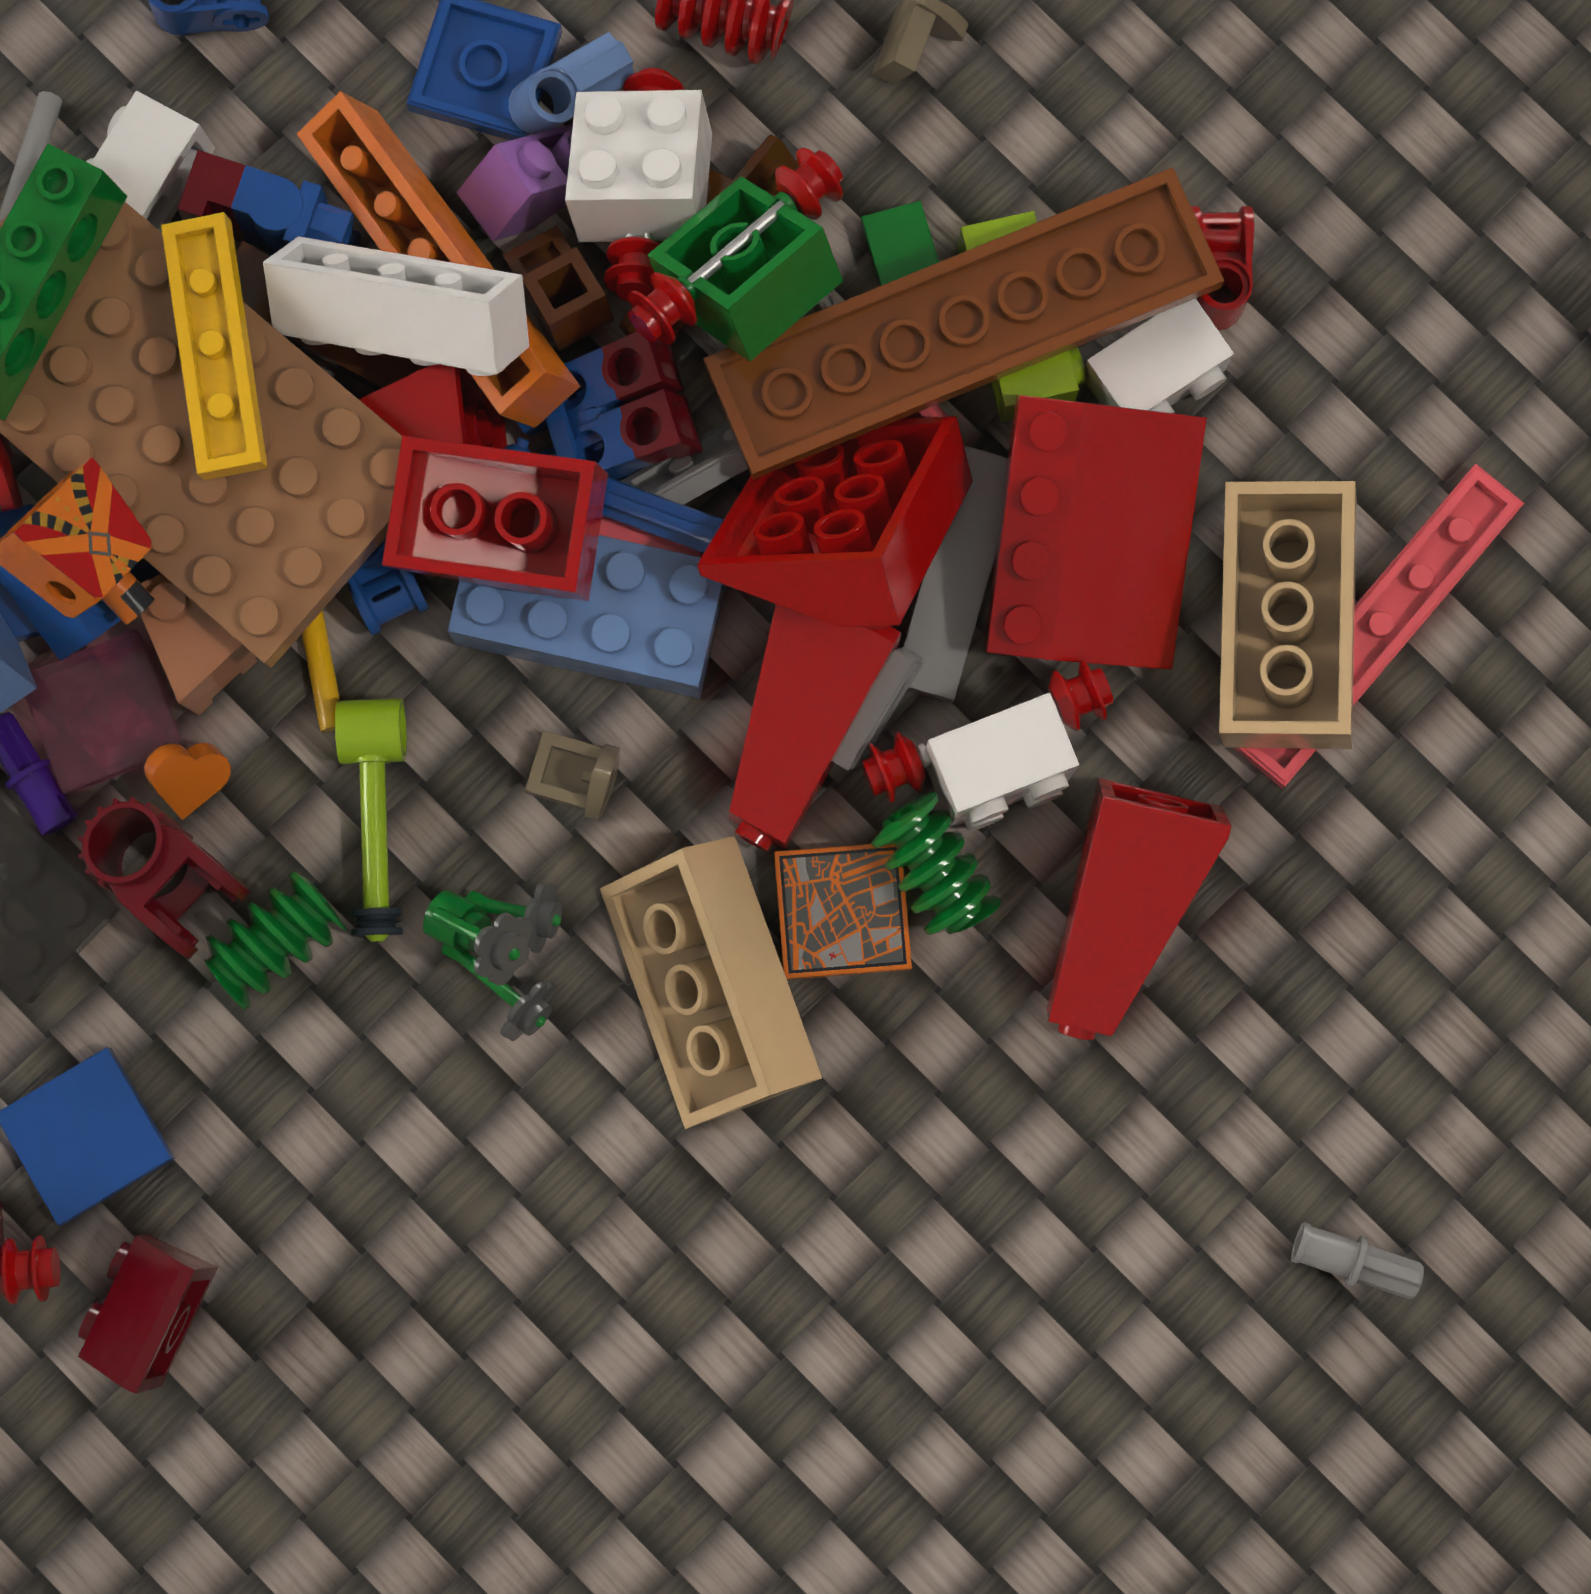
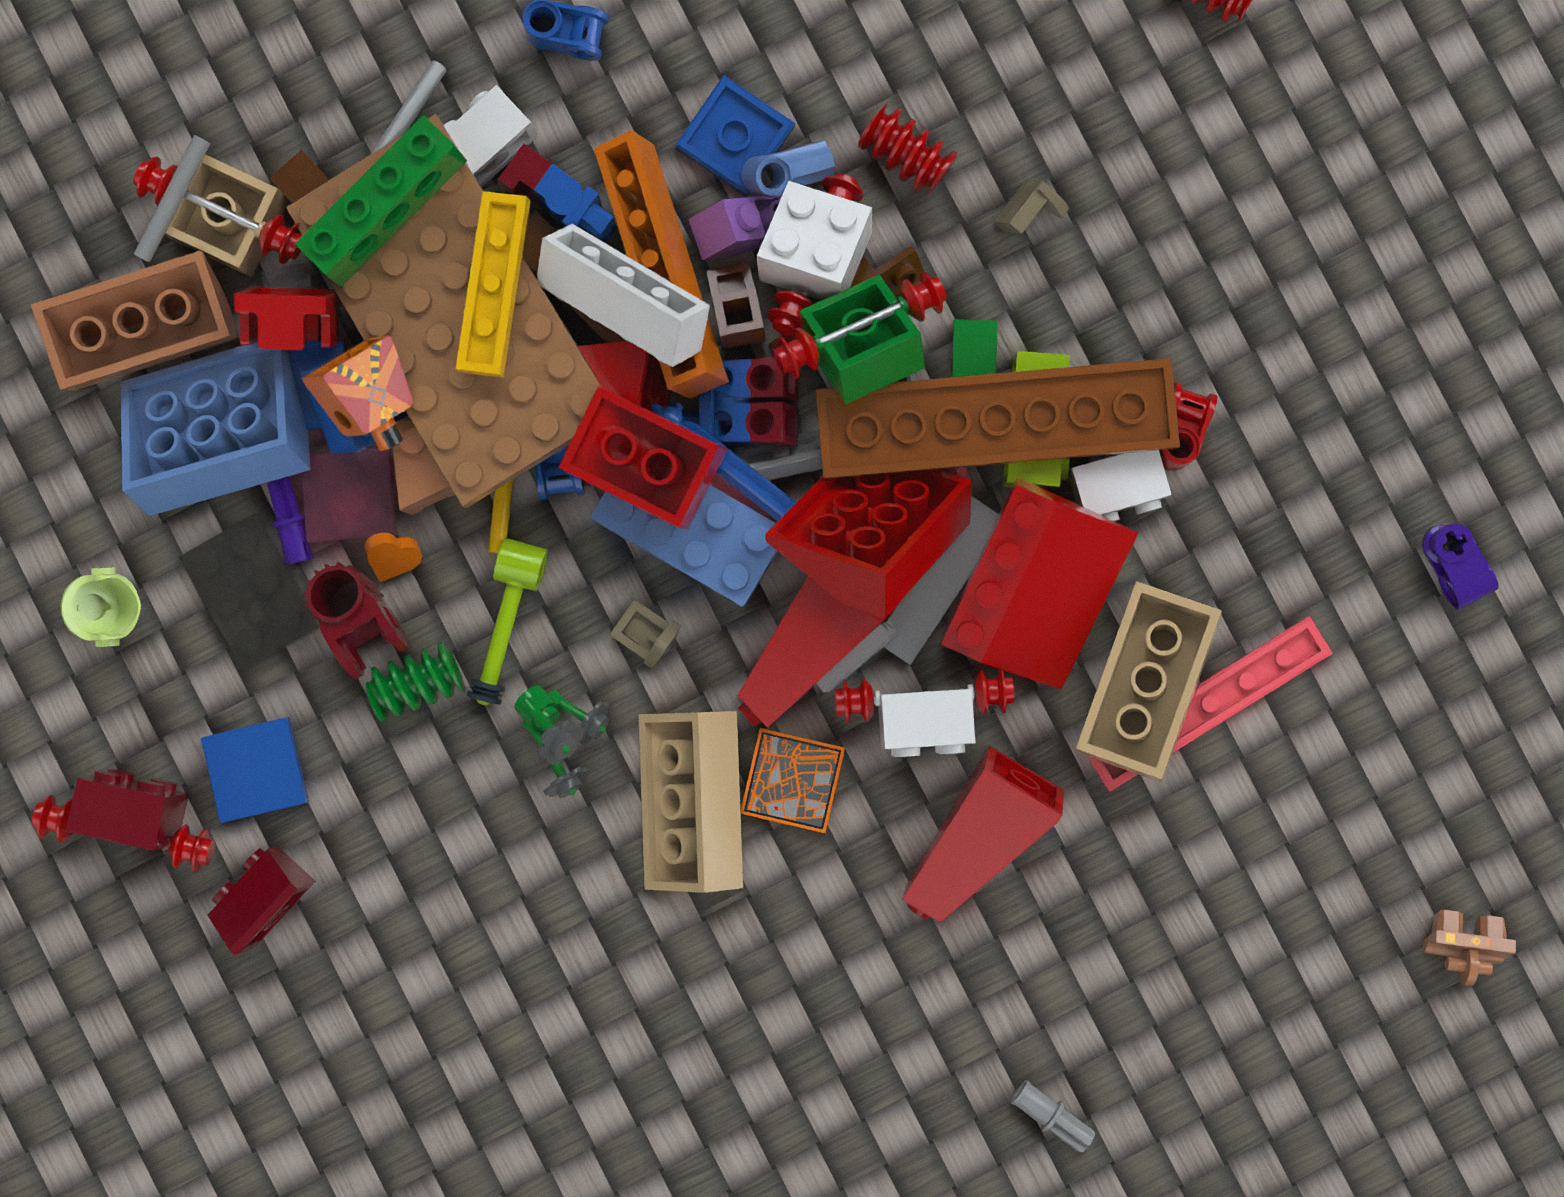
camera: 20 degrees right, 5 degrees up
(936, 866) = (862, 774): green piece -> none

